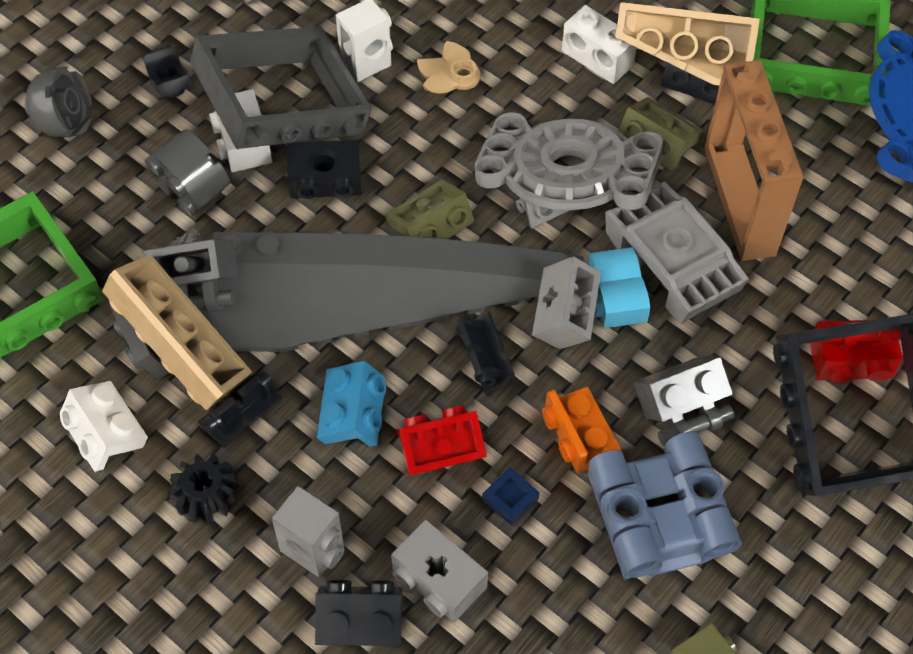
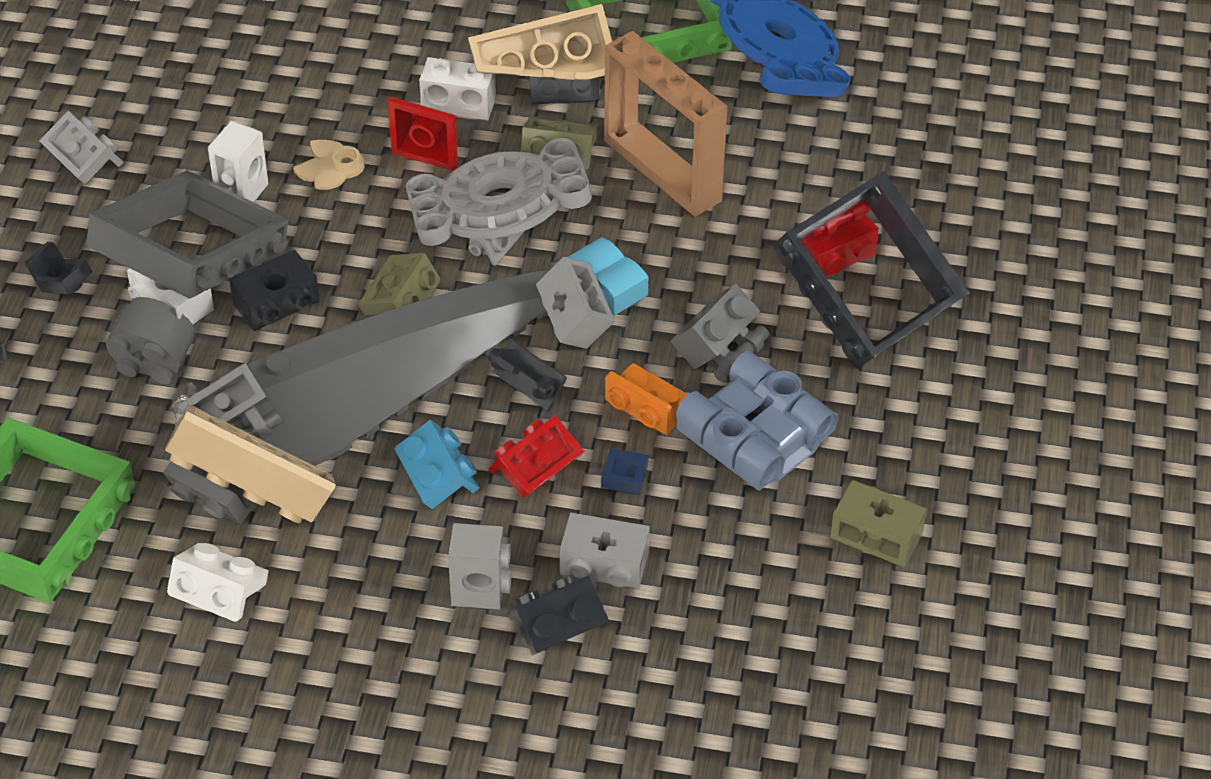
camera: 30 degrees left, 10 degrees down
(197, 477) = (352, 583): black gear -> none
(240, 409) = (339, 513): black hinge -> none
(538, 72) = (423, 133): none -> red slope
(679, 251) = (642, 222): light grey plate -> none

